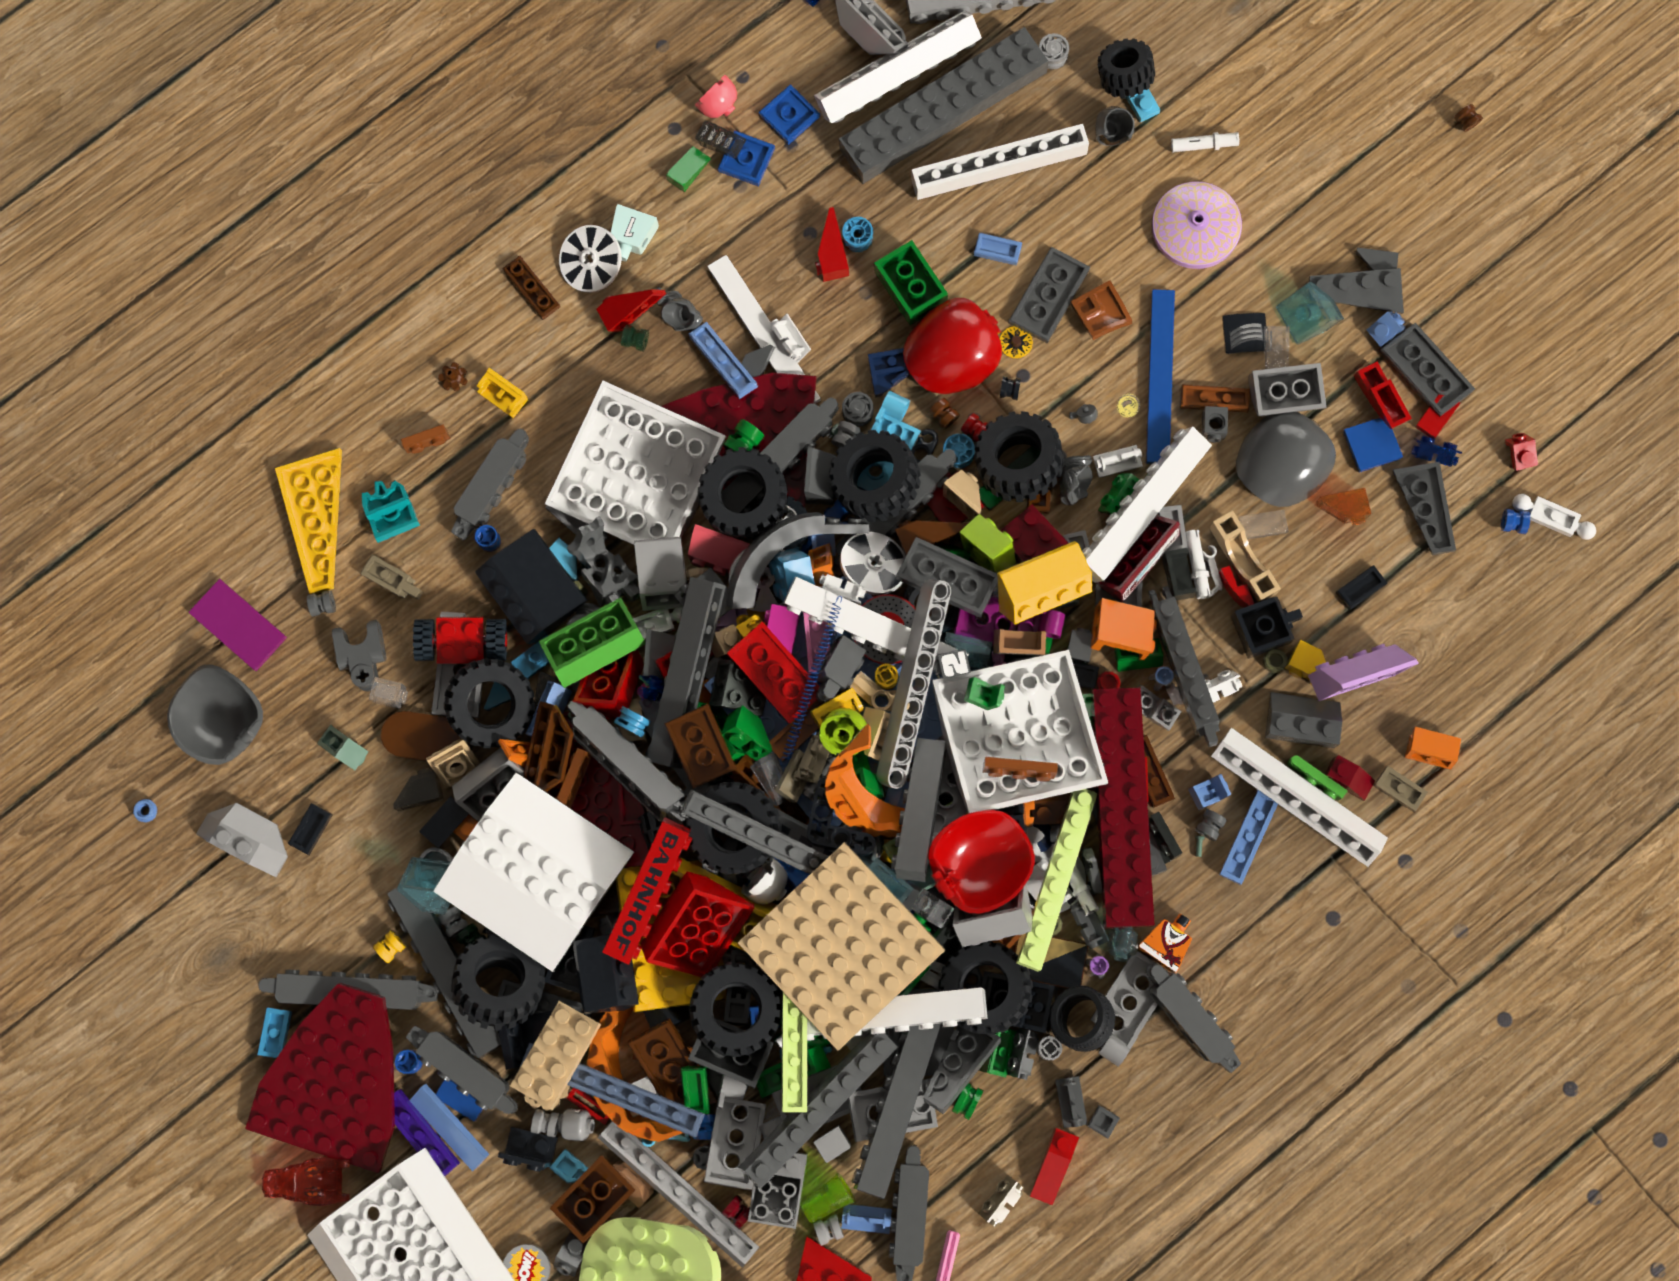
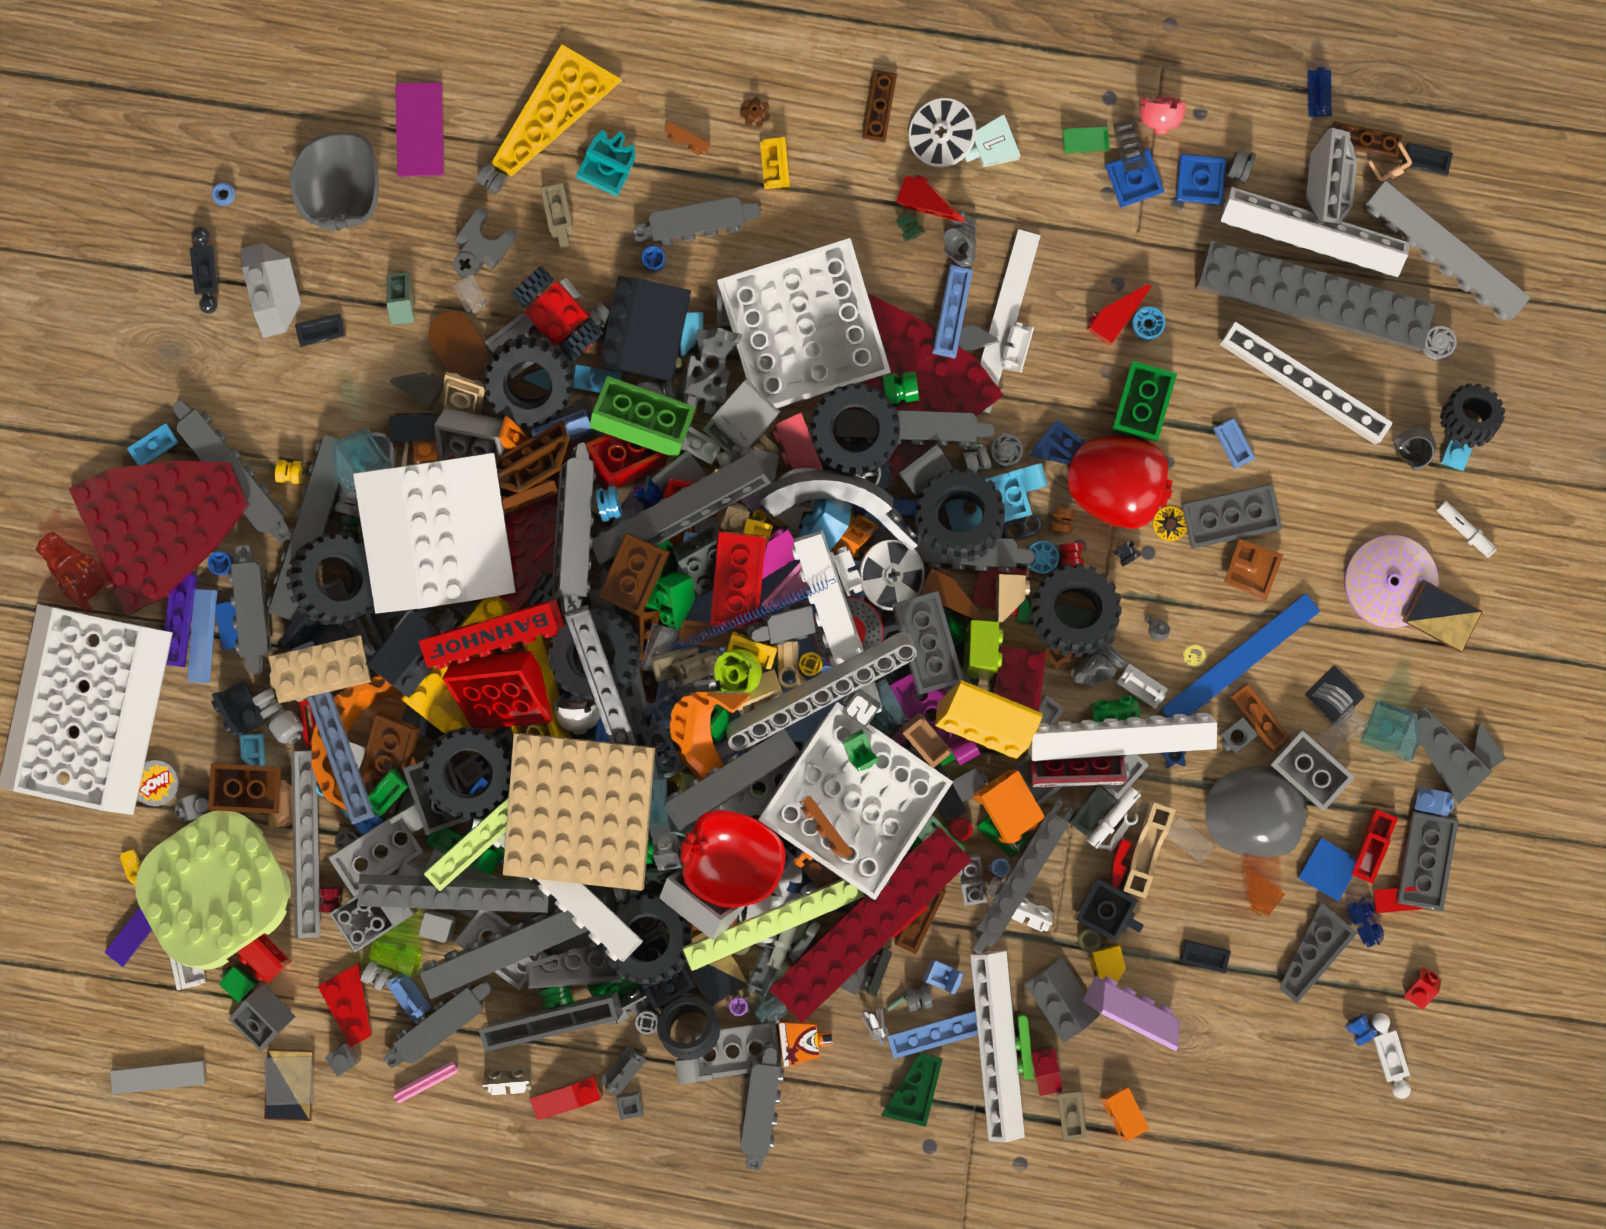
camera: 45 degrees right, 10 degrees up
(185, 875) = (204, 270): none -> black plate
(491, 610) = (599, 315): none -> dark grey wheel
(805, 76) = (1241, 165): none -> dark grey wheel
(984, 1121) = (551, 1021): none -> dark grey brick
(1191, 488) = (1171, 760): none -> dark blue plate
(1206, 876) = (875, 1027): none -> flat silver piece
(1253, 209) = (1442, 616): none -> tile
(1281, 890) = (915, 1092): none -> dark green wing

